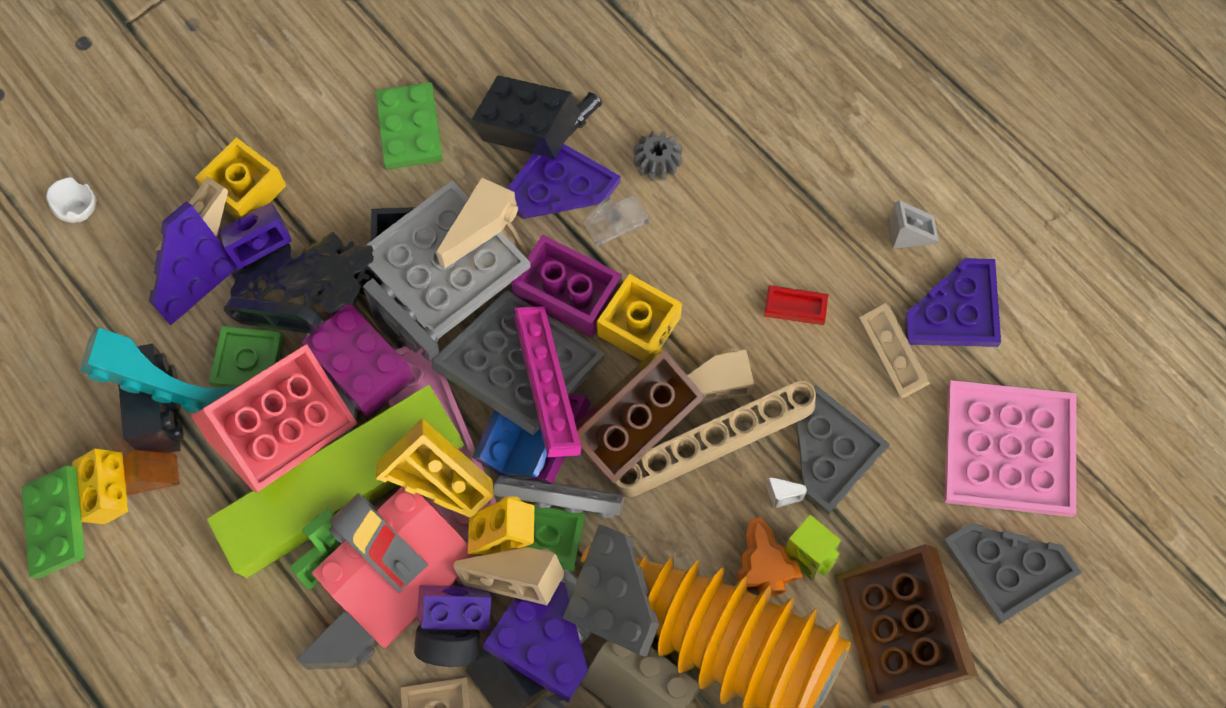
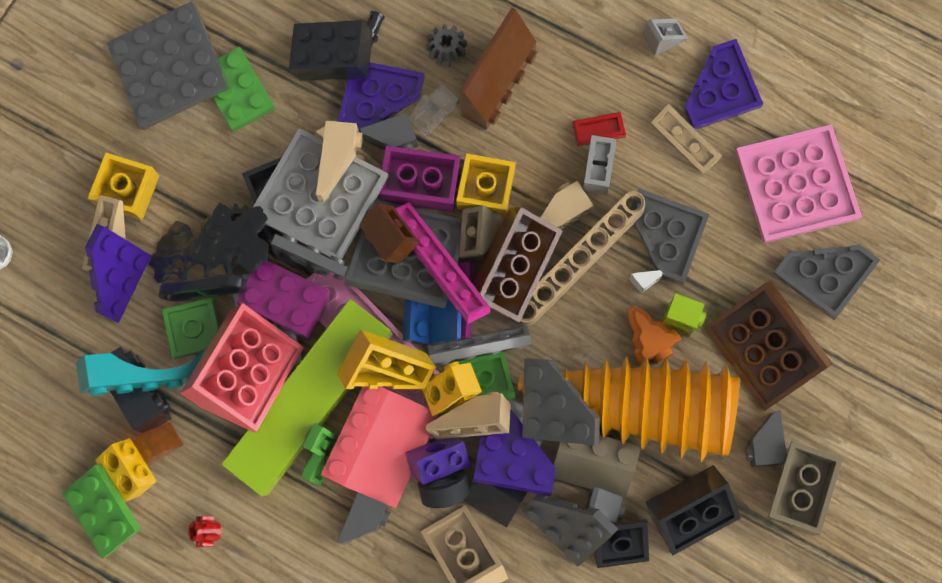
camera: 20 degrees left, 10 degrees up
(154, 589) = (204, 531): none -> red gear
(255, 235) = (155, 227): dark purple brick -> none
(346, 76) = (168, 65): none -> dark grey plate
(377, 542) = (362, 434): dark grey door -> none
(503, 328) = (388, 233): none -> reddish brown brick
(558, 224) = (391, 132): none -> dark grey slope
(609, 363) = (478, 230): none -> dark tan slope
(701, 197) = (498, 71): none -> reddish brown slope
(779, 342) = (599, 165): none -> light grey brick

